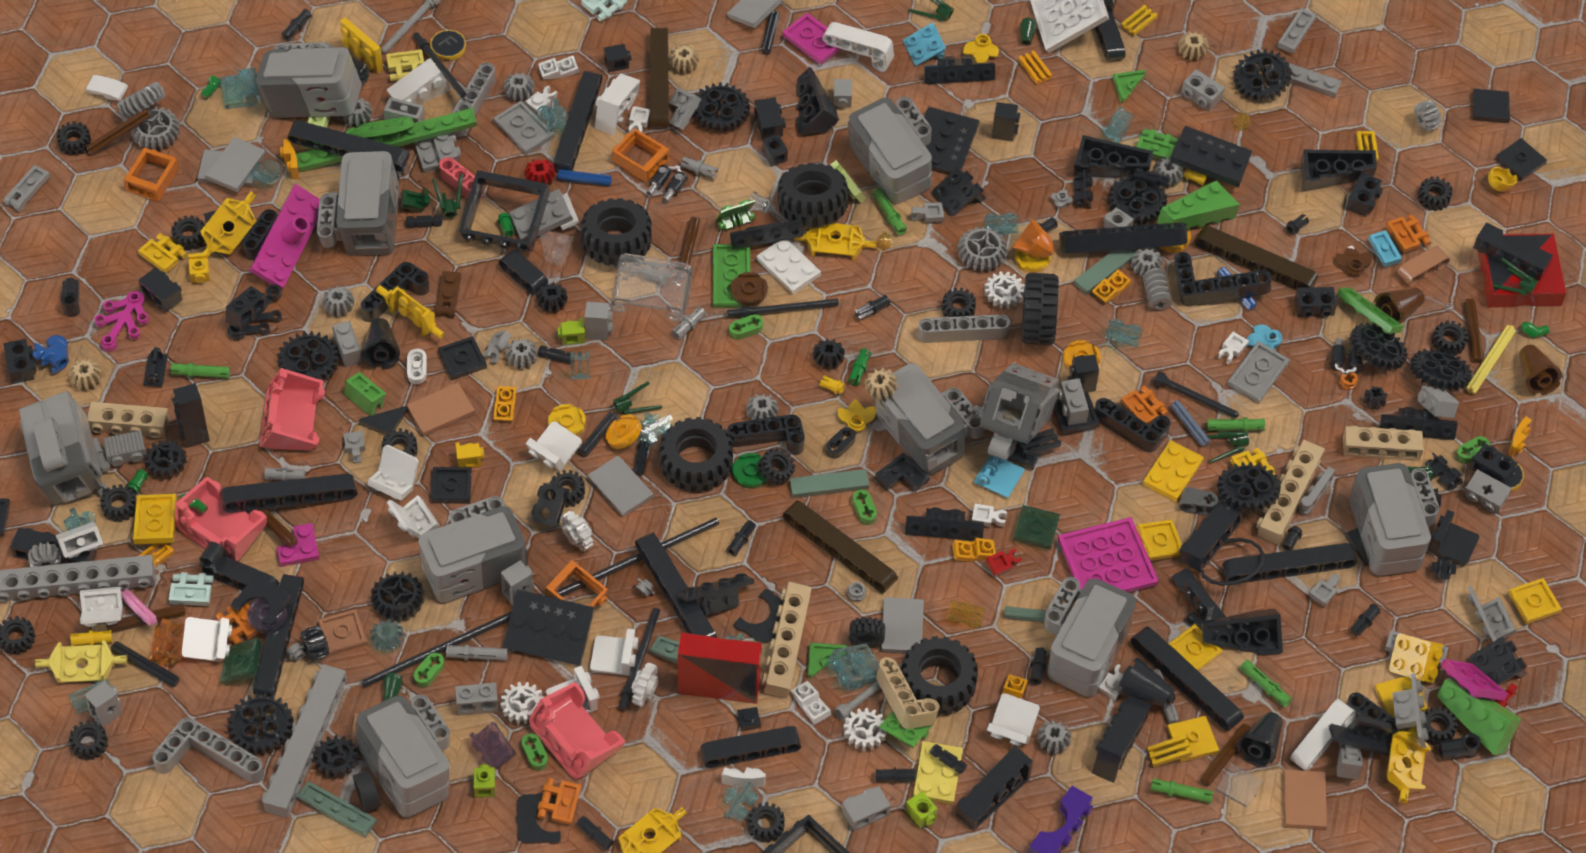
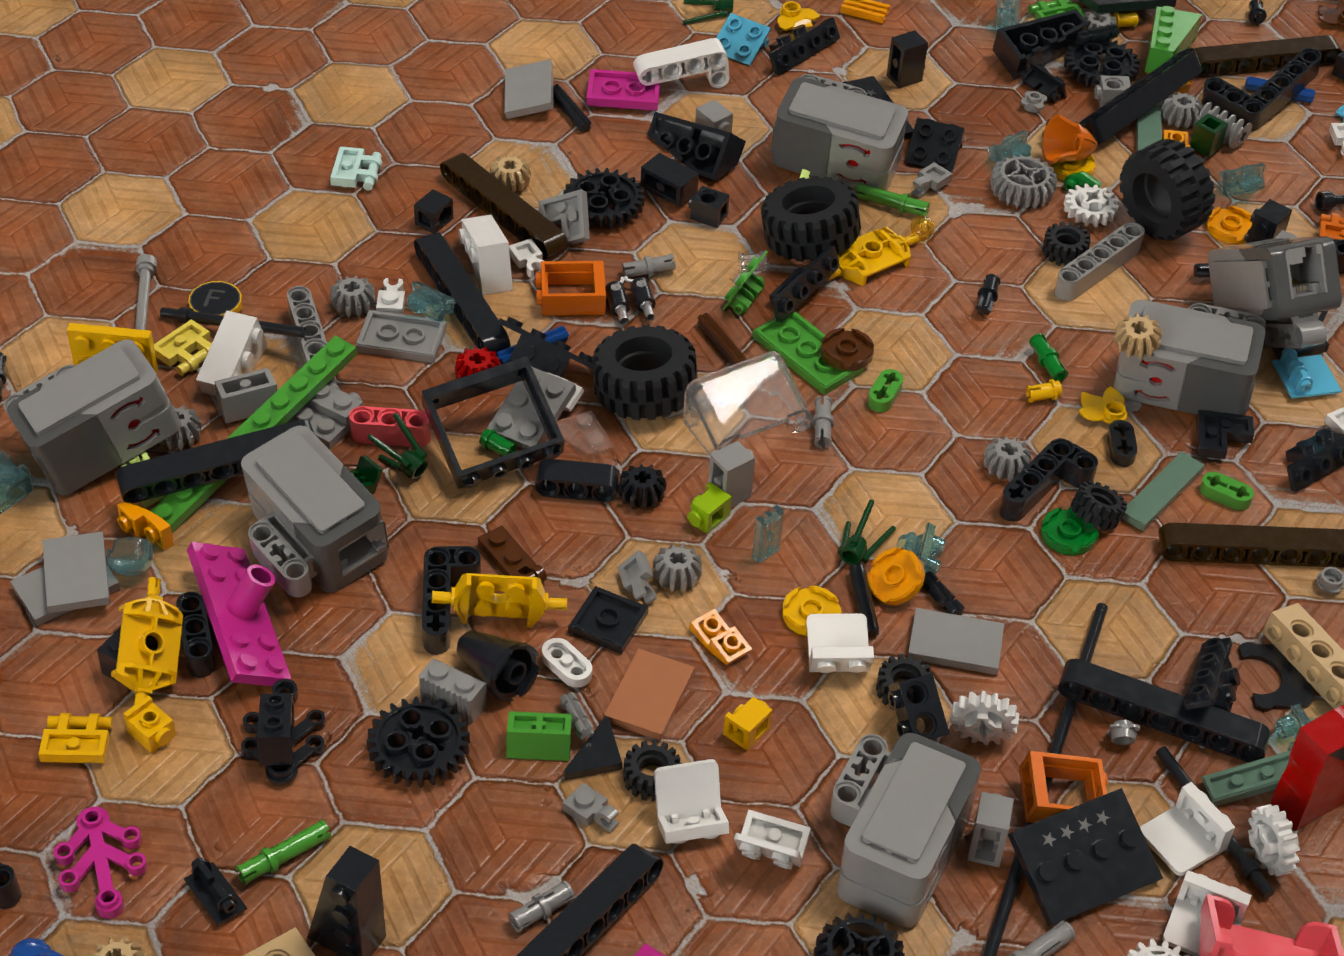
camera: 40 degrees left, 10 degrees down
(160, 289) = (123, 783): black brick -> none
(185, 225) = (85, 678): black tyre -> none
(291, 411) = (463, 826): coral windscreen -> none
(338, 301) = (384, 649): light grey gear -> none
(382, 127) = (241, 416): bright green tile -> none
(393, 395) = (580, 721): none -> light grey axle
(425, 220) = (396, 494): black axle -> none
(451, 485) = (763, 774): black tile -> none
(554, 354) = (718, 544): black axle -> none
(558, 69) = (377, 256): white slope -> none
(579, 183) = (541, 353): none -> black bracket
(696, 434) = (1000, 573): black tyre -> none
(741, 538) = (1151, 606): black axle -> none
(746, 311) = (869, 374): black bar -> none
(788, 266) = (854, 307): white plate -> none
(828, 353) = (1004, 363): black gear -> none
(1019, 268) = (1080, 179): none -> green arm
(1136, 290) = (1208, 134): none -> dark green brick

